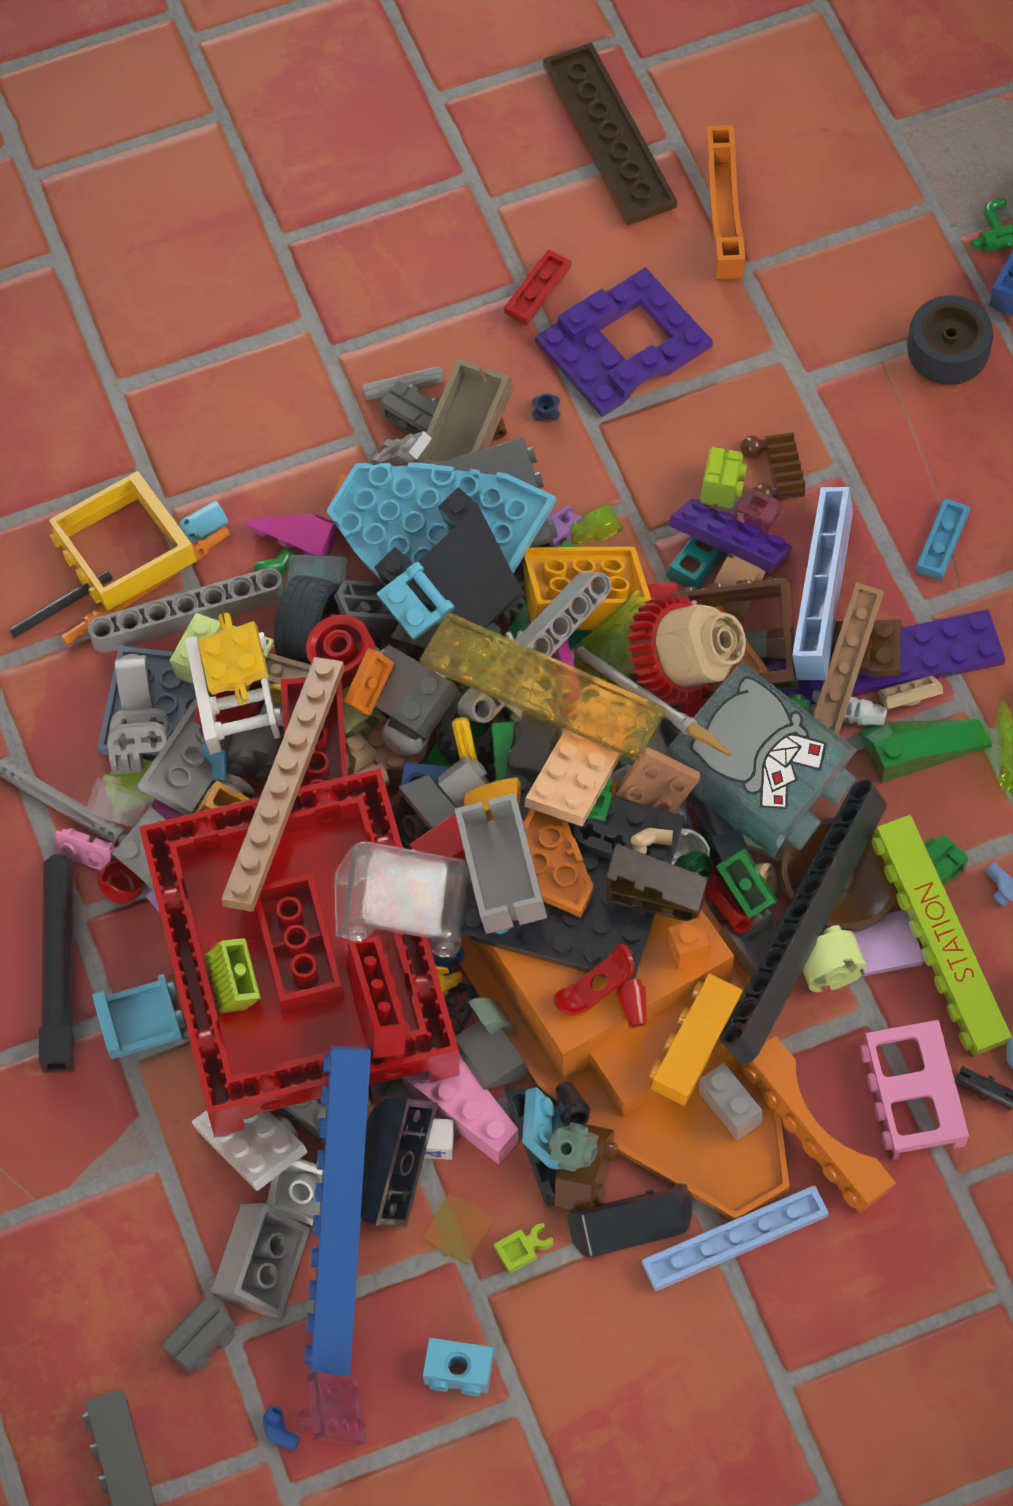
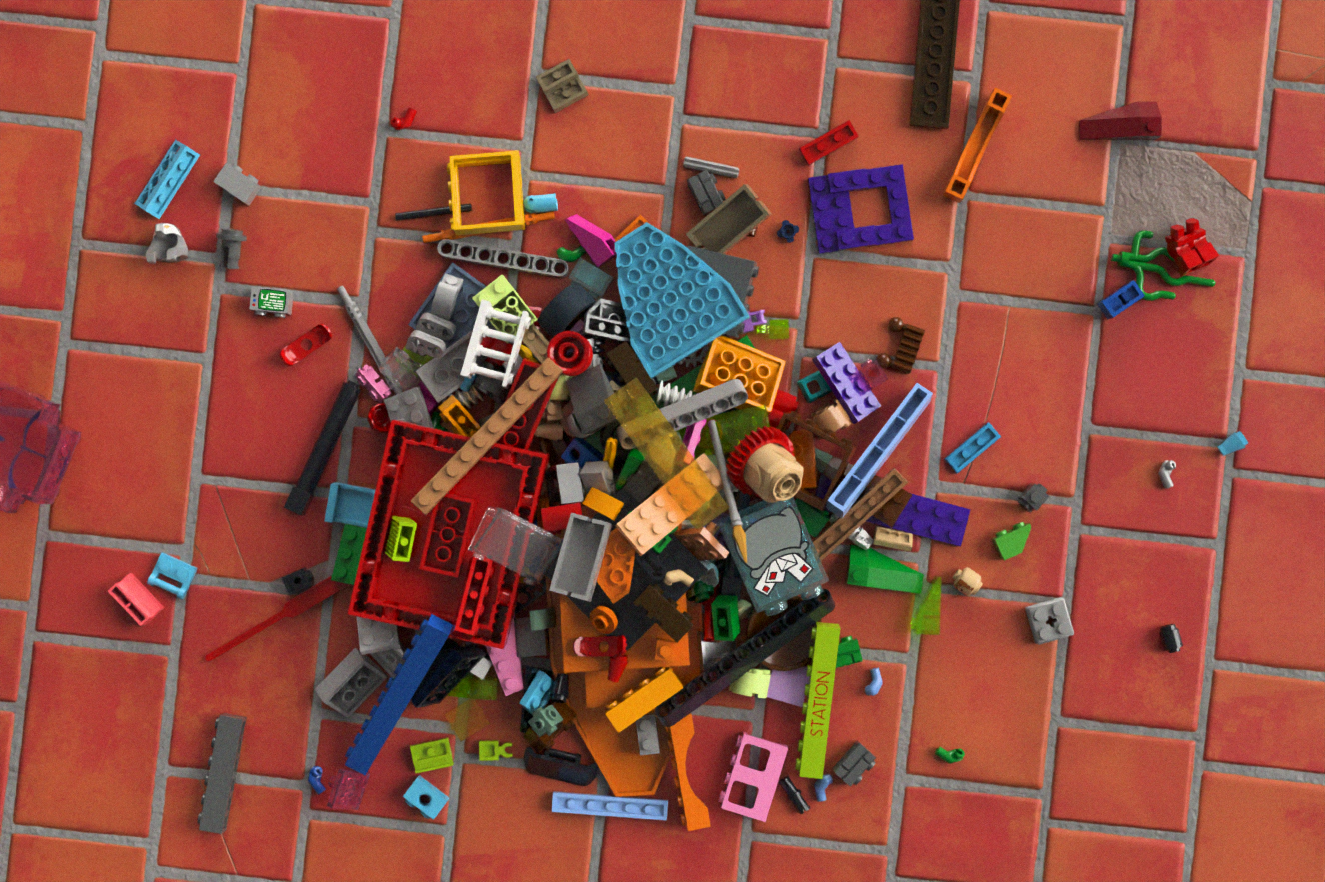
camera: 30 degrees right, 25 degrees up
(110, 1168) = (291, 585): none -> black brick
(128, 1192) = (291, 609): none -> red piece
(155, 383) = (562, 85): none -> dark tan slope
(173, 1082) = (349, 554): none -> green plate
(199, 1337) = (298, 708): dark grey brick -> none
(233, 658) = (502, 330): yellow plate -> none
(368, 682) = (573, 386): orange plate -> none
(403, 450) = (681, 222): light grey plate -> none
(408, 608) = (623, 346): medium azure plate -> none
(434, 1302) = (431, 755): none -> lime plate
(449, 1173) = (477, 688): none -> clear neon green slope
(462, 566) = (669, 339): black wedge -> none
(578, 939) = (603, 619): none -> orange plate
(723, 478) = (863, 342): lime brick -> none
(890, 104) = (1127, 122): none -> dark red wedge
(949, 339) = (1061, 306): black wheel -> none

